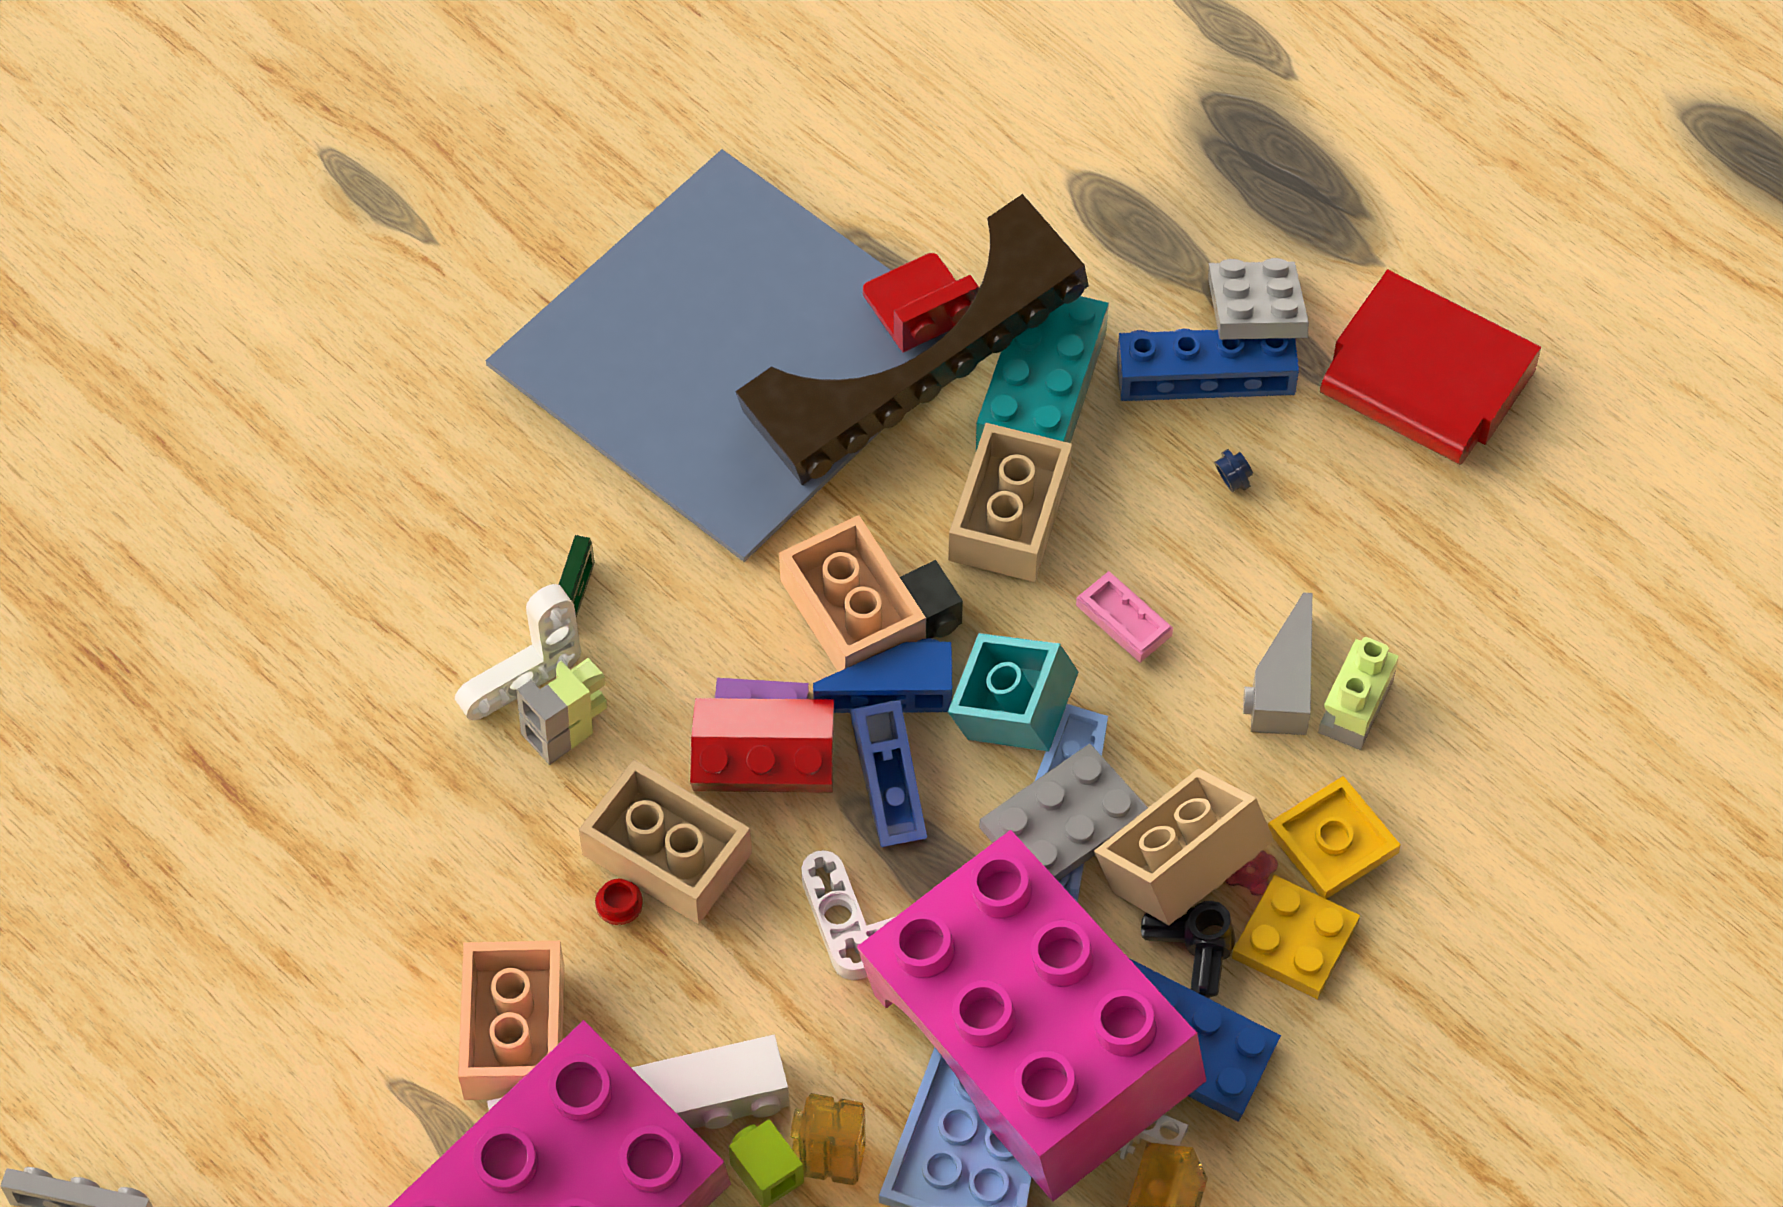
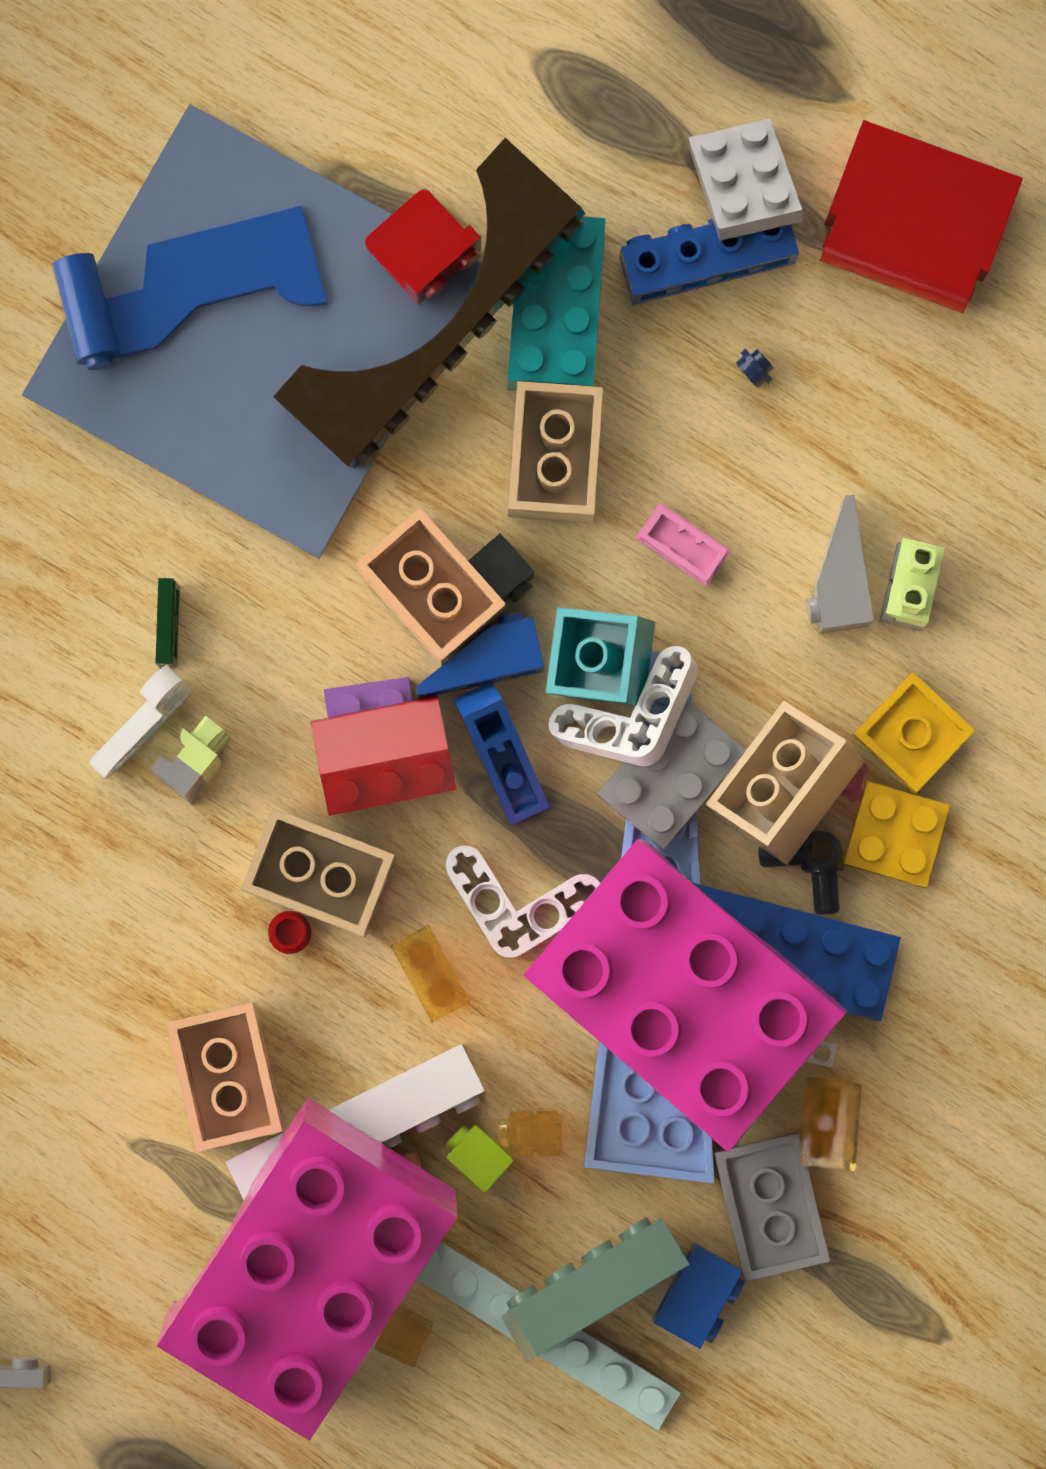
camera: 15 degrees left, 25 degrees up
(673, 289) = (184, 276): none -> blue door
(759, 962) = (430, 973): none -> clear yellow brick
(1039, 768) = (633, 730): none -> white beam

